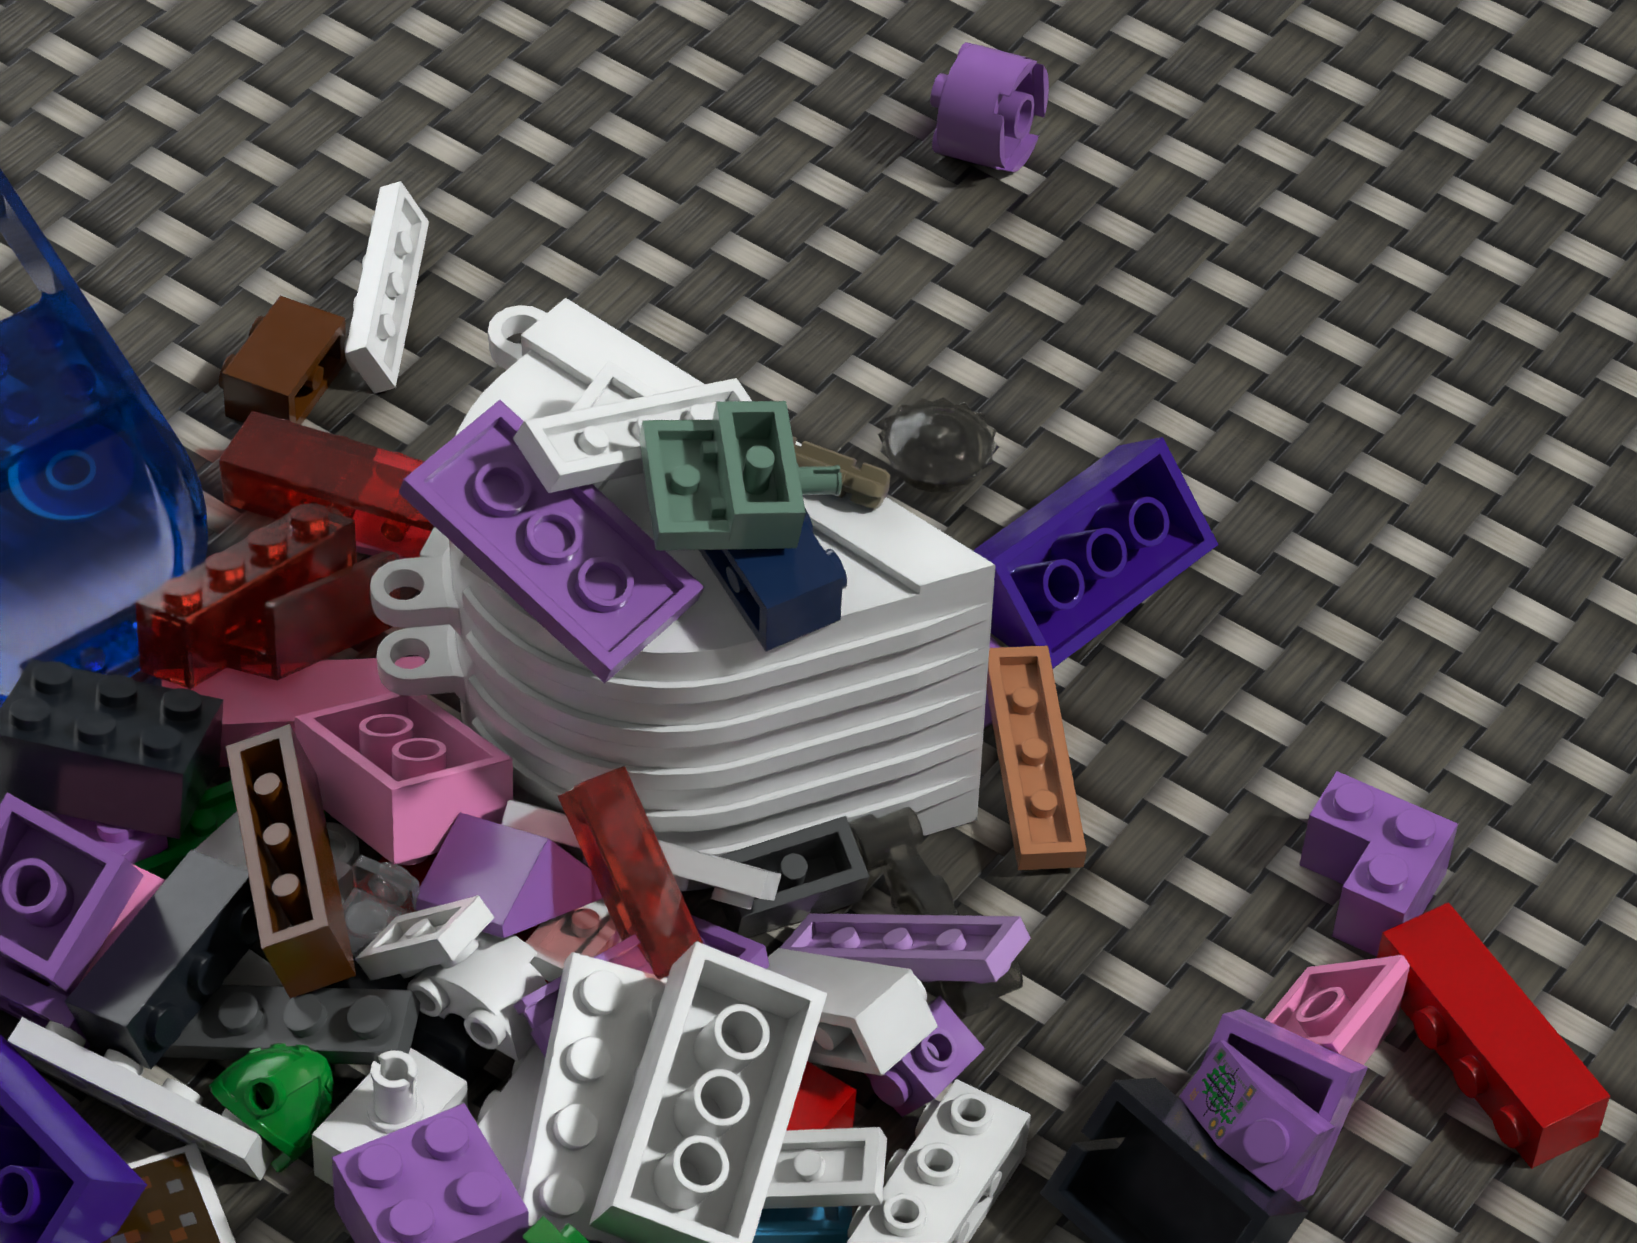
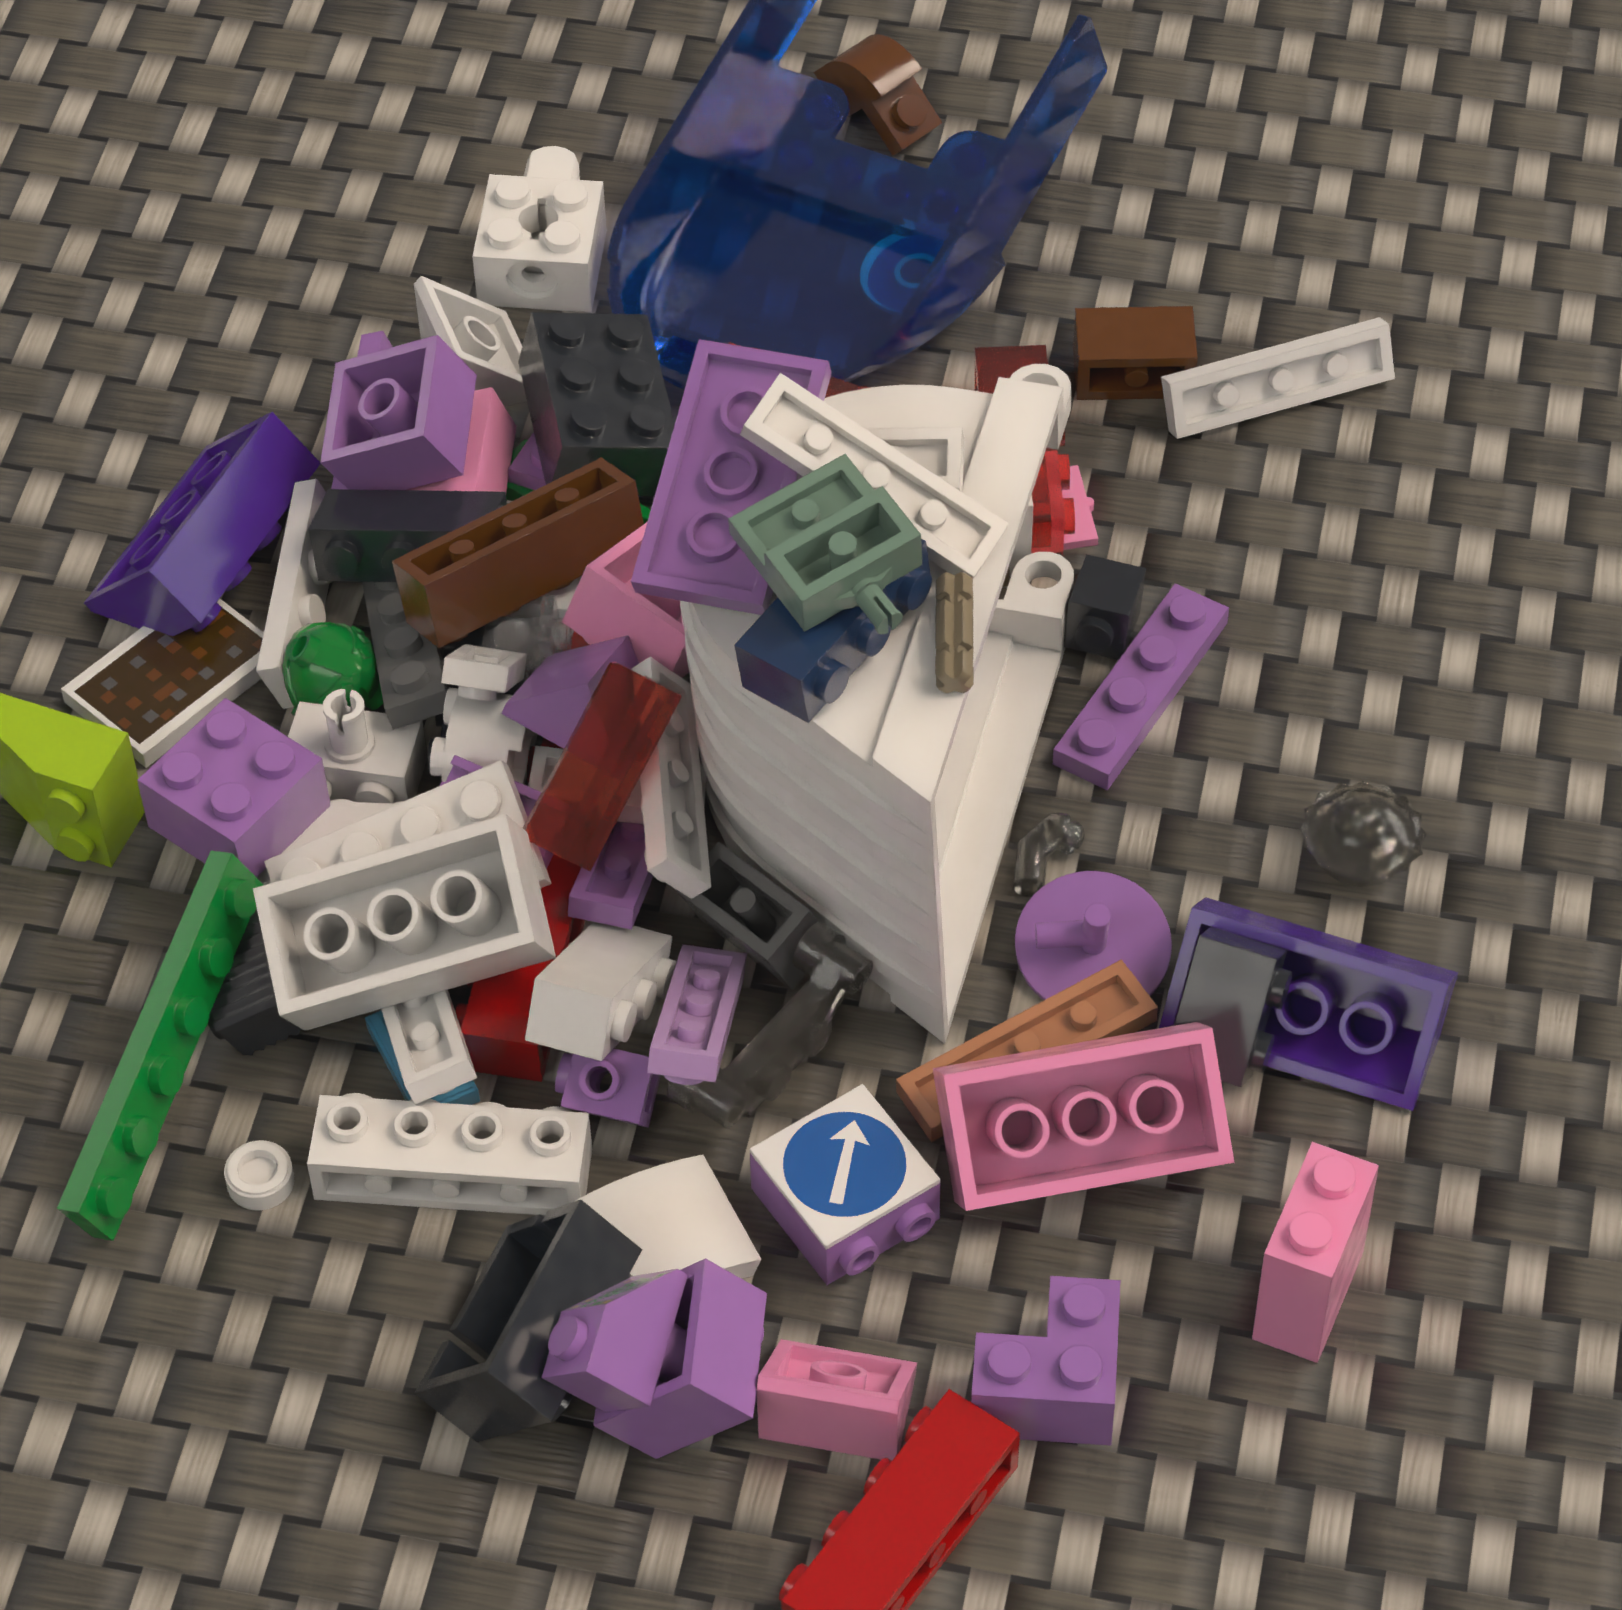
camera: 70 degrees right, 5 degrees up
(1071, 1072) = (677, 1218): none -> white slope
(1087, 593) = (1233, 991): none -> black brick
(1115, 934) = (845, 1184): none -> piece
(1150, 732) = (1083, 1115): none -> bright pink brick
(1371, 637) = (1314, 1252): none -> bright pink brick

